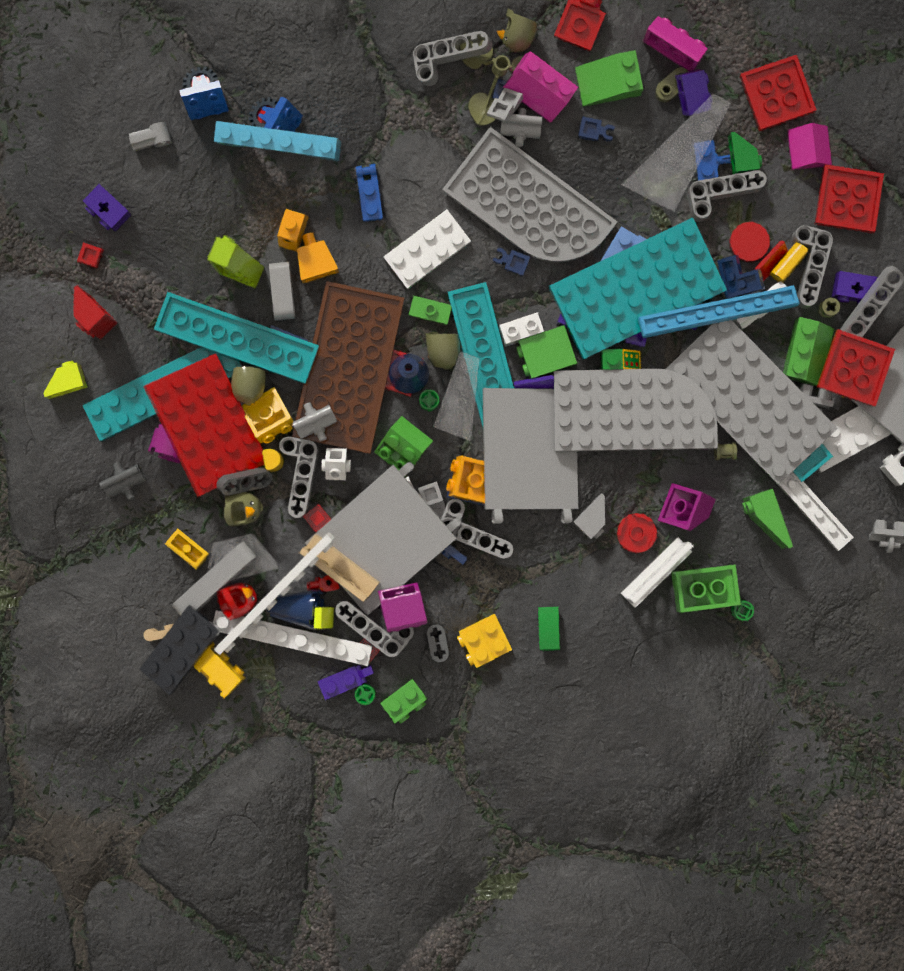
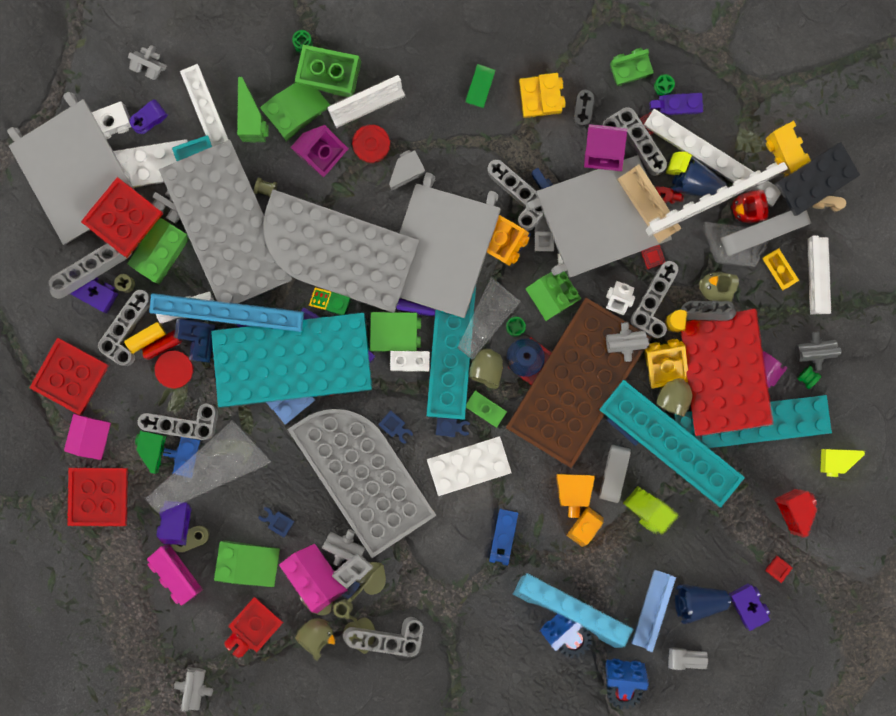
camera: 155 degrees left, 0 degrees up
(123, 452) = (809, 377): none -> green wheel
(146, 557) = (819, 275): none -> white fence
(156, 194) = (699, 602): none -> dark blue cone
(199, 173) = (653, 610): none -> light blue fence
(459, 280) = (448, 427): none -> dark blue plate
(725, 539) = (294, 109): none -> bright green slope
(865, 483) = (149, 115): none -> dark purple piece

